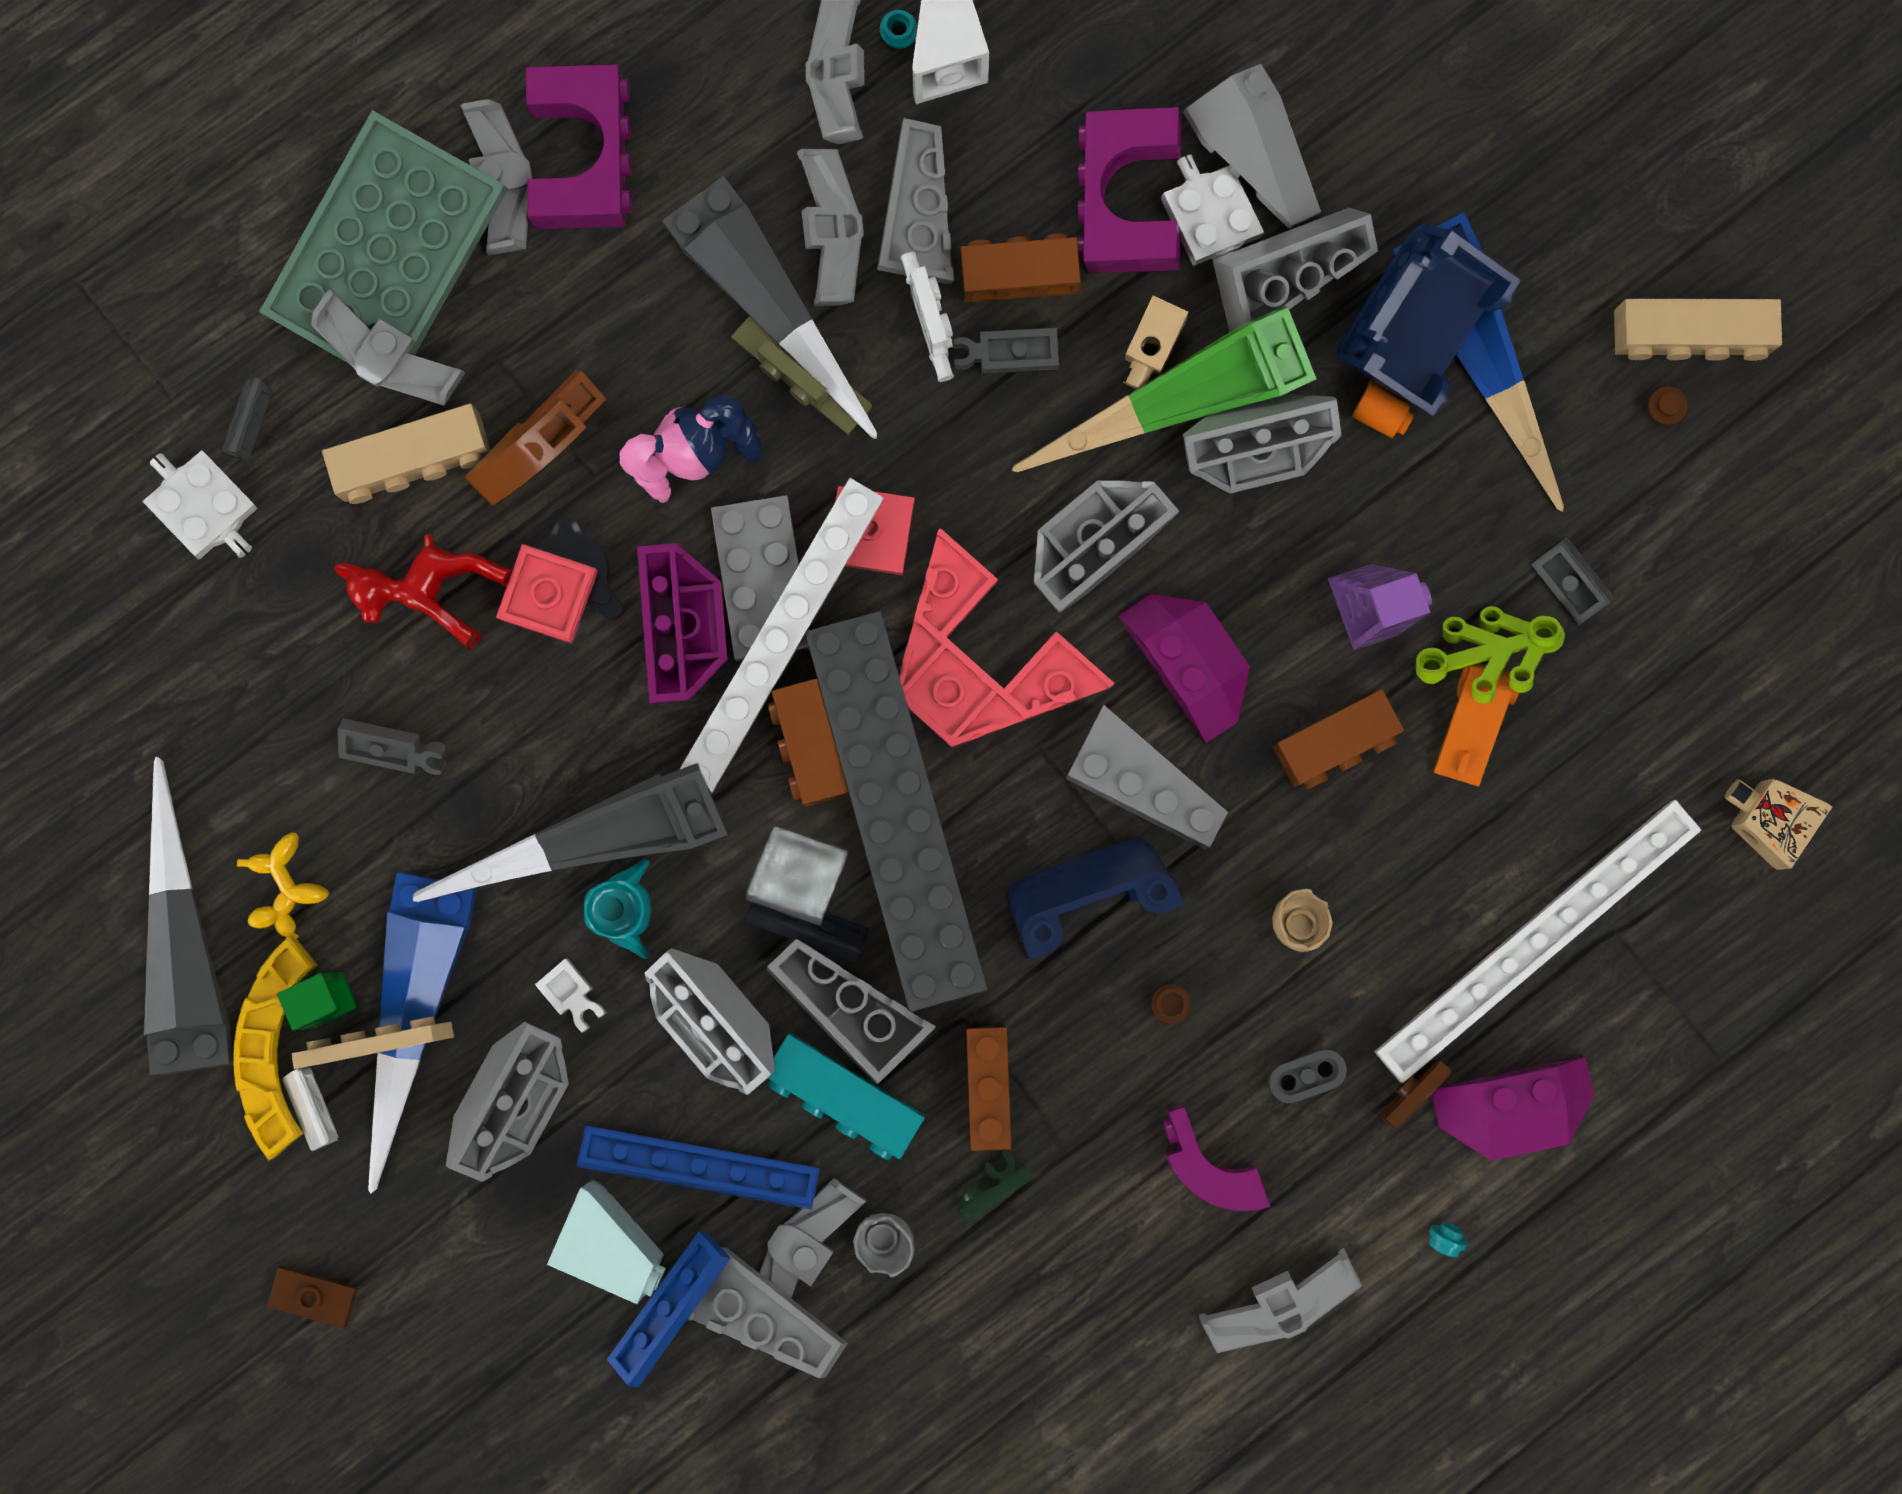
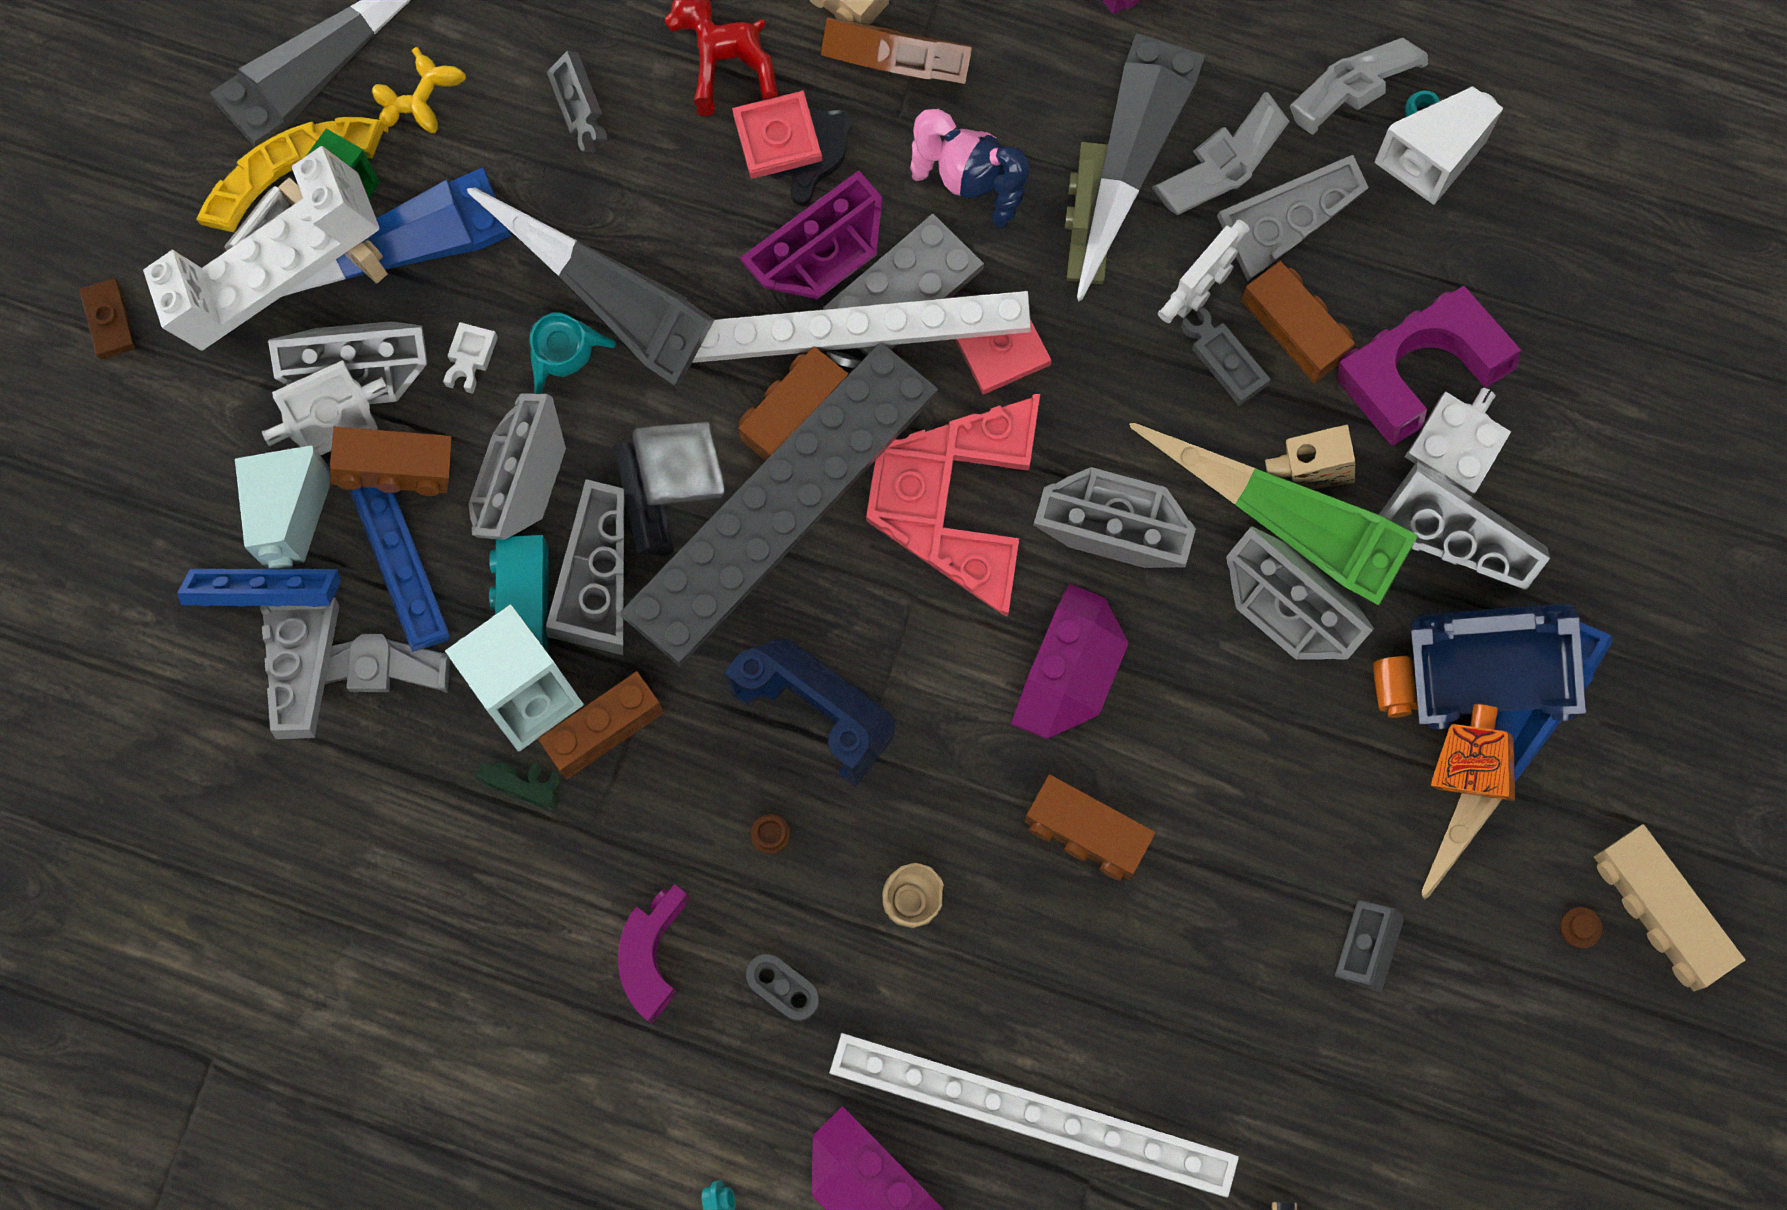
camera: 60 degrees right, 10 degrees down
(367, 1122) = (215, 299): none -> white plate
(542, 1154) = (319, 403): none -> white plate
(629, 1125) = (390, 460): none -> dark orange brick
(796, 672) = (843, 359): none -> flat silver piece
(884, 1244) = (418, 724): light grey hair -> none
(906, 1139) = (514, 678): none -> light aqua slope
(1141, 780) = (941, 675): light grey wedge -> none
(1252, 132) = (1547, 428): light grey wedge -> none
(1283, 1307) = (569, 1093): light grey plate -> none
(1379, 602) = (1219, 781): medium lavender wedge -> none
(1414, 1093) = (827, 1088): reddish brown plate -> none
(1473, 728) = (1186, 936): orange door -> none
(1489, 389) = (1477, 758): none -> orange torso
(1493, 648) = (1291, 935): lime plant -> none

